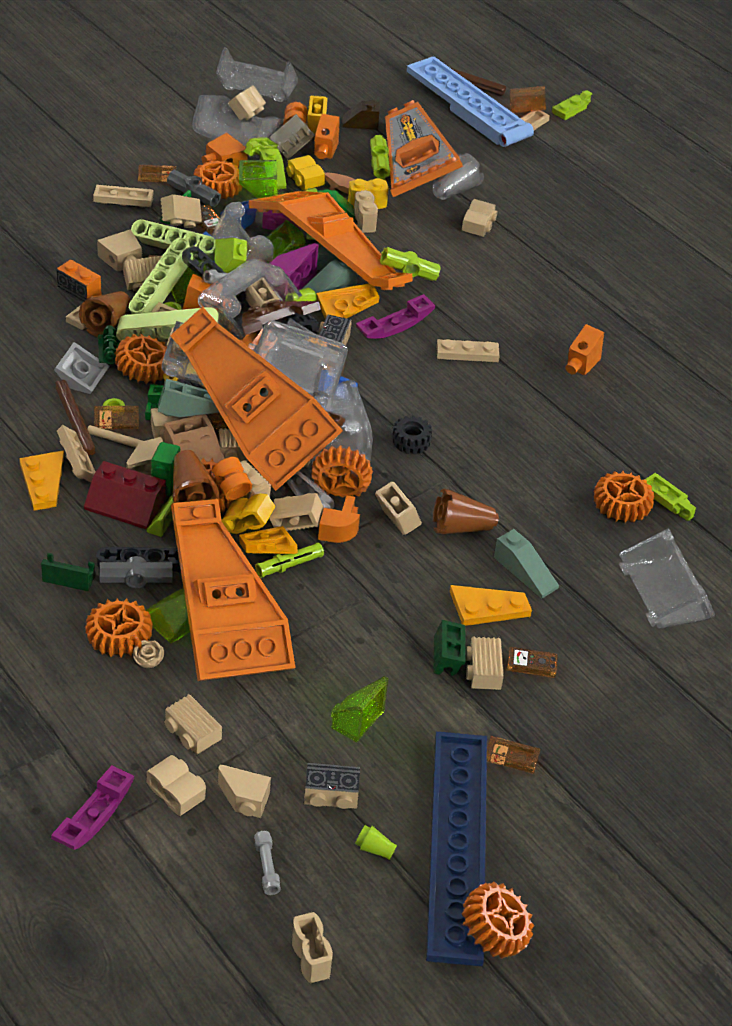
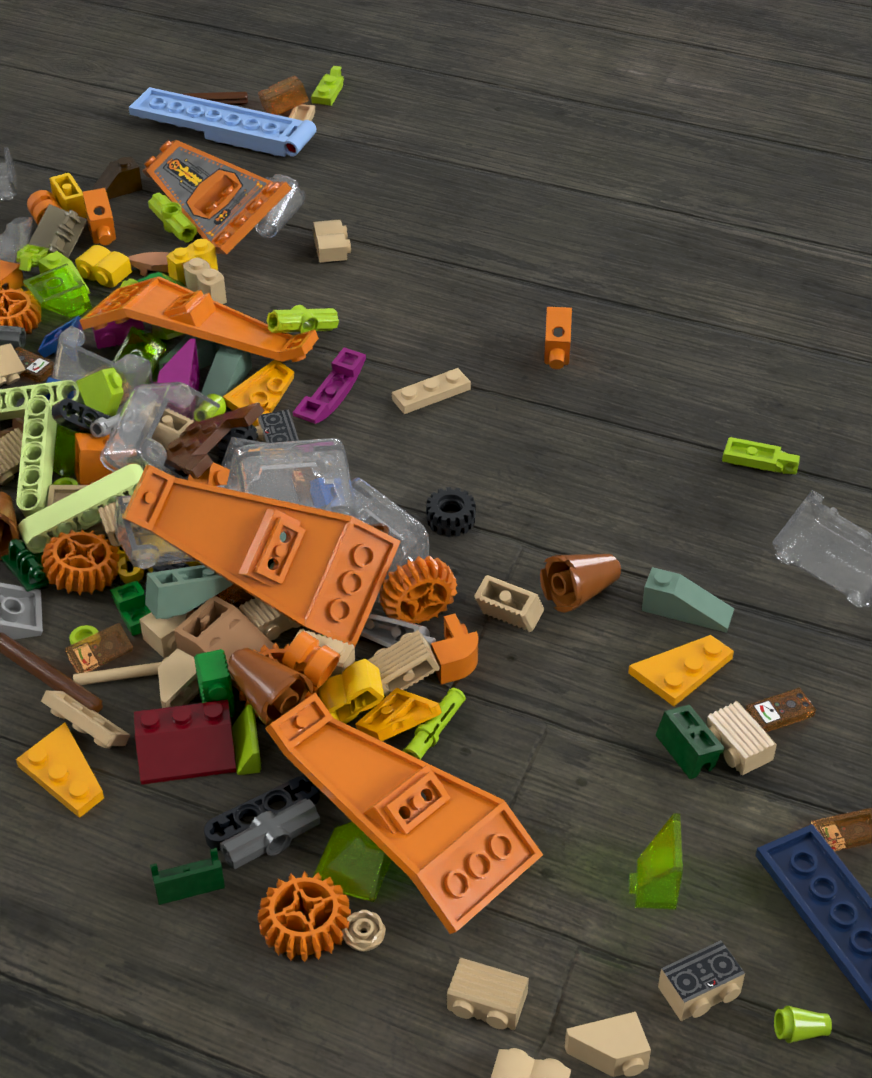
camera: 25 degrees left, 0 degrees up
(623, 496) = (720, 478): orange gear -> none

